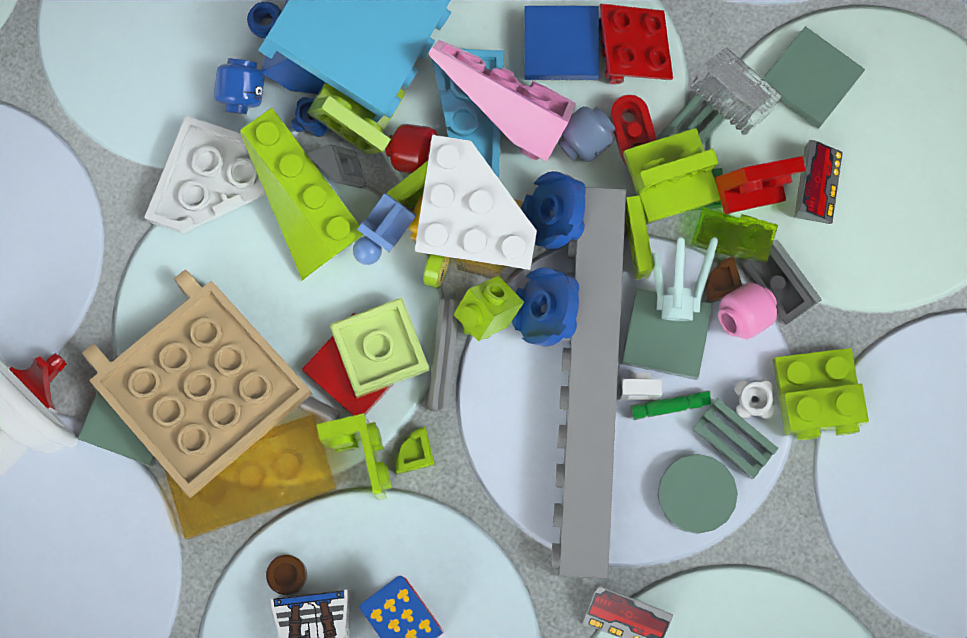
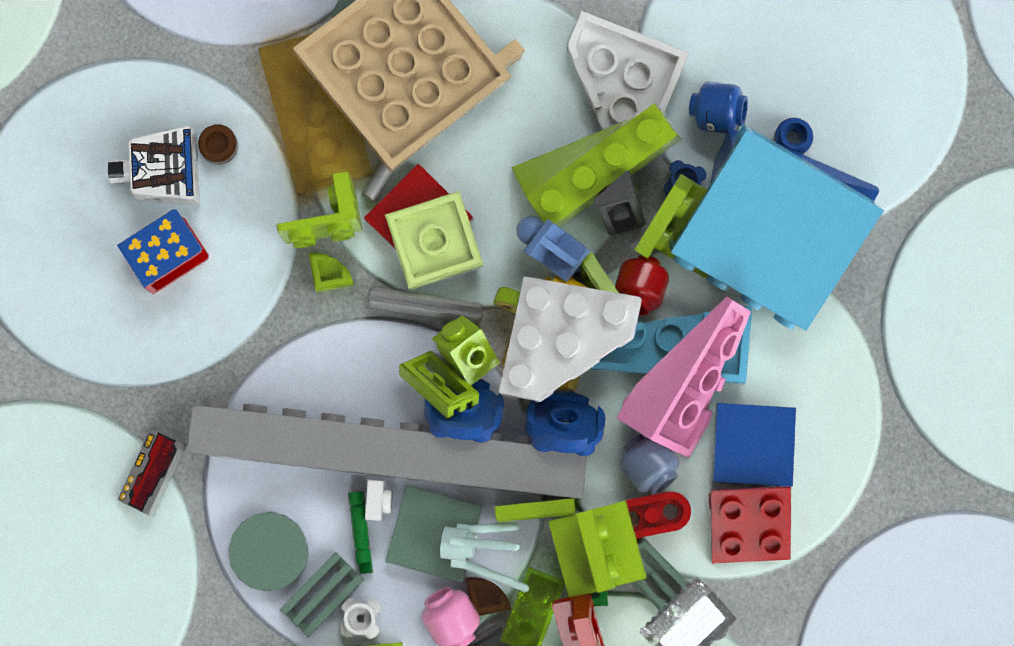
camera: 90 degrees right, 5 degrees up
(526, 336) = (433, 386): none -> lime tile

